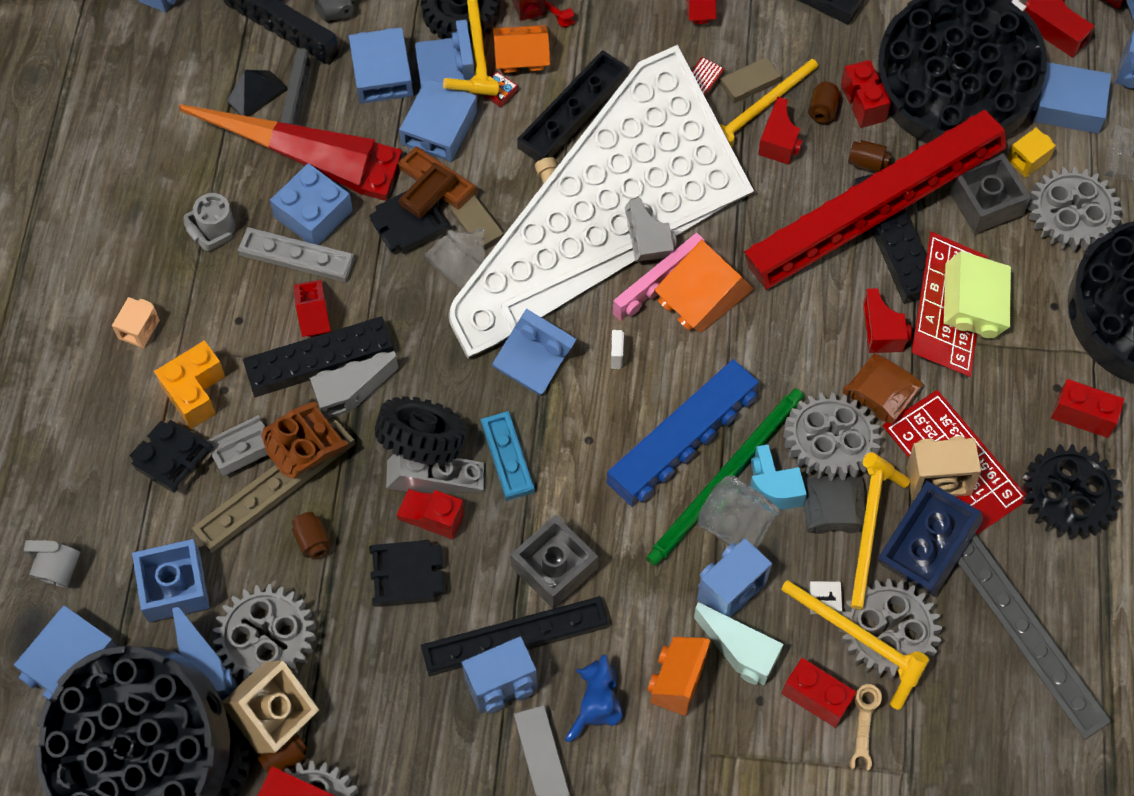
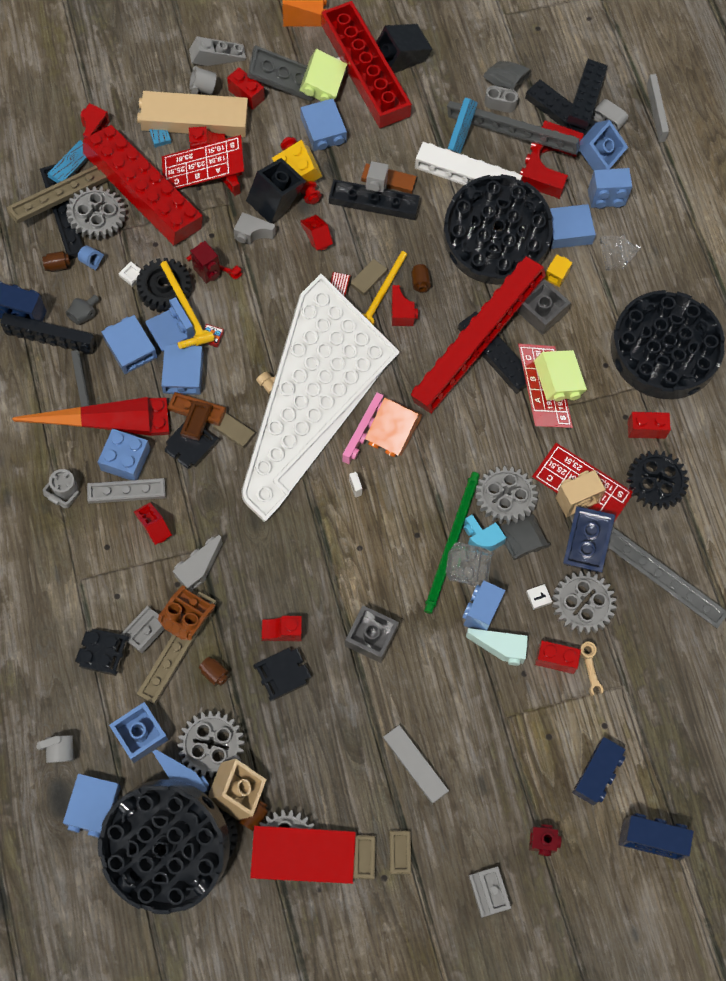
camera: 25 degrees left, 5 degrees up
(136, 322) = (42, 572): light nougat brick -> none
(186, 380) = (91, 600): light orange brick -> none
(255, 91) = (53, 389): black slope -> none
(306, 358) = (169, 553): black piece -> none
(420, 430) = (257, 581): black wheel -> none
(451, 477) = (273, 604): light grey slope -> none
(458, 255) = (232, 457): clear slope -> none
(500, 676) = (368, 717): medium blue brick -> none
(507, 456) = (314, 576): dark azure tile -> none
(521, 48) = (216, 302): orange slope -> none
(533, 352) = (305, 504): medium blue bracket -> none
(534, 630) = (363, 688): black tile -> none
(573, 107) = (265, 333): black piece -> none
(599, 701) = (432, 711): blue animal -> none
(648, 236) = (347, 404): light grey arch -> none
(679, 674) = (473, 675): orange slope -> none
(682, 433) = (416, 524): blue brick -> none
(869, 156) = (461, 305): reddish brown brick -> none
(870, 100) = (450, 268): red piece -> none
(879, 471) = (544, 508): yellow bar -> none
(883, 388) = (525, 453): dark orange slope -> none
(884, 327) = (511, 414): red arch -> none
(910, 665) = (606, 623): yellow bar -> none
(1073, 208) = (605, 311): light grey gear -> none

